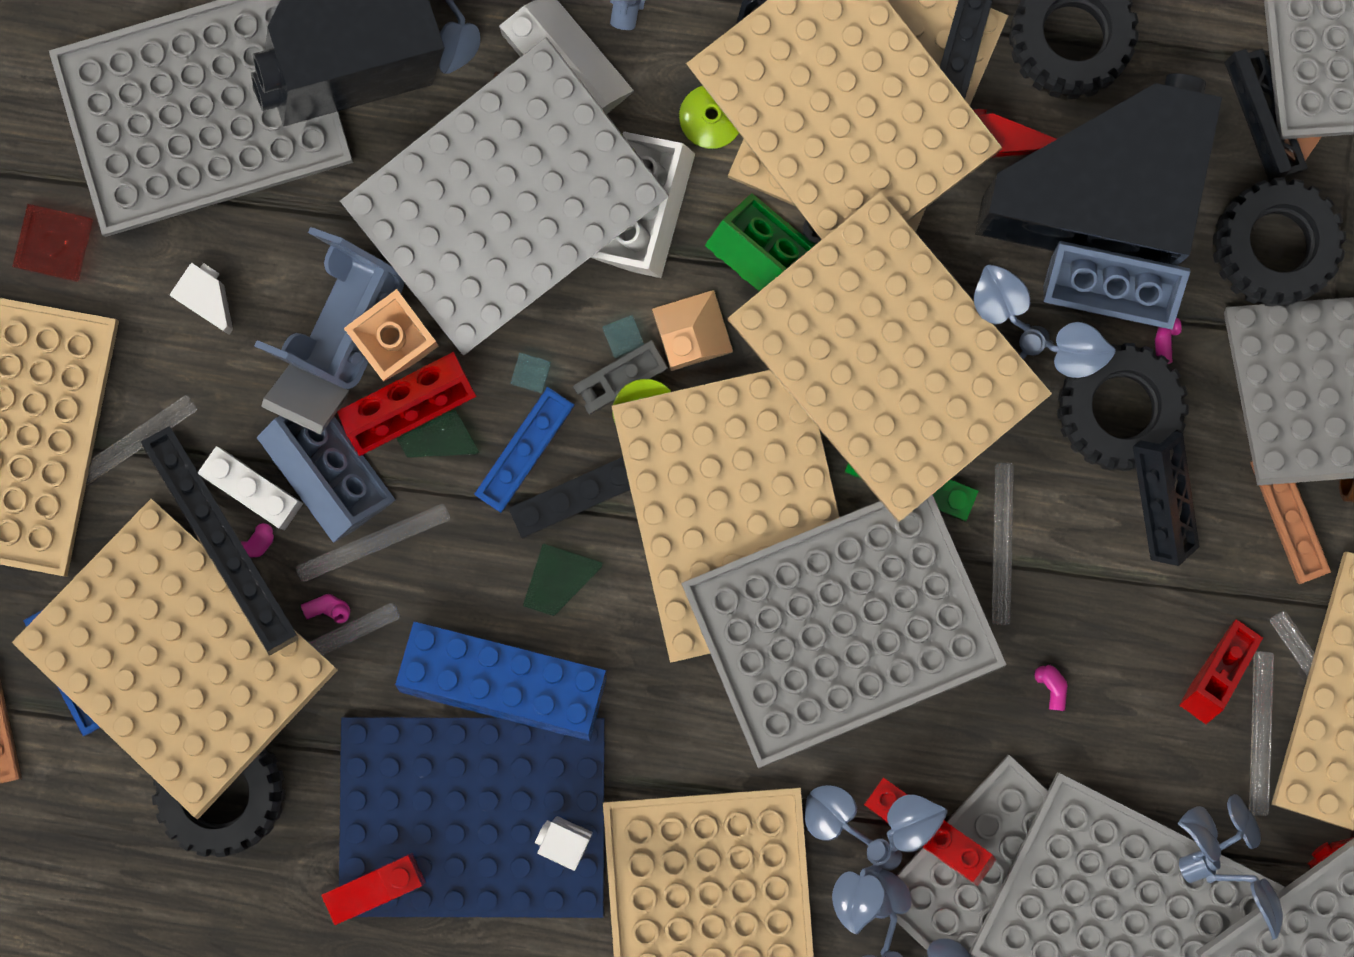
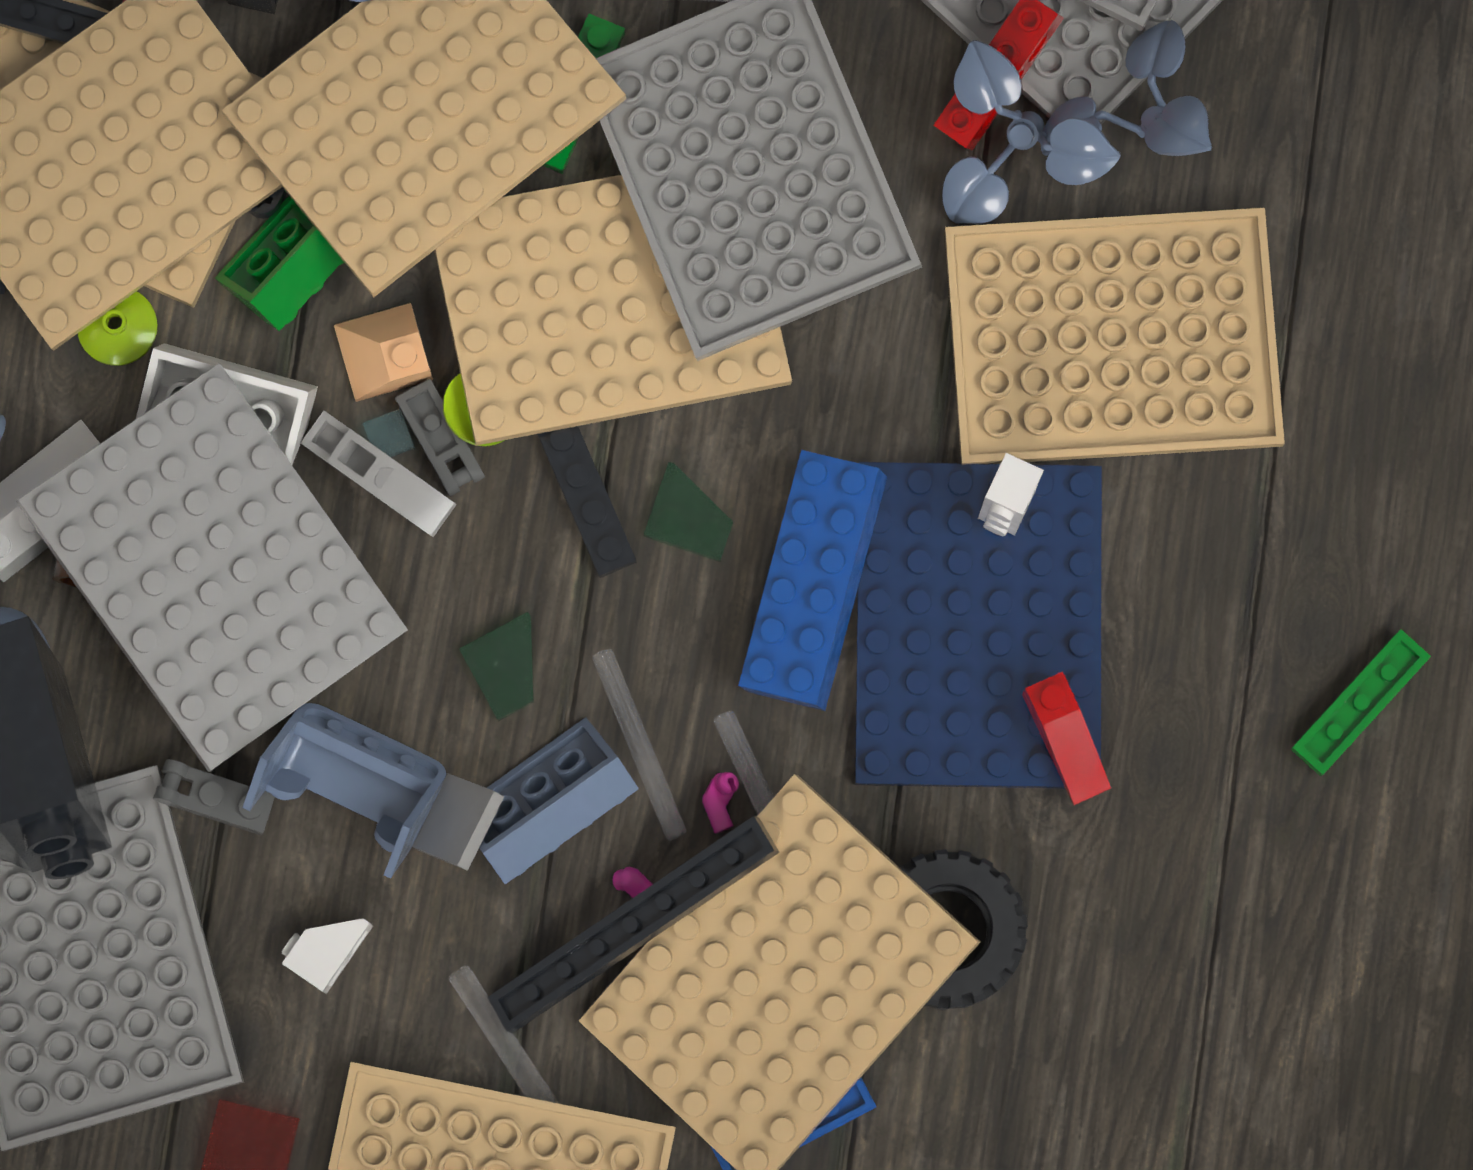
camera: 95 degrees left, 5 degrees down
(250, 488) = (568, 892): white arch -> none
(325, 204) = (213, 797): none -> dark grey plate
(391, 336) = (381, 711): light nougat slope -> none
(406, 404) = (467, 696): red brick -> none
(524, 450) = (527, 557): blue tile -> none
(530, 373) = (431, 552): clear light blue tile -> none
(587, 327) = (378, 473): none -> light grey slope

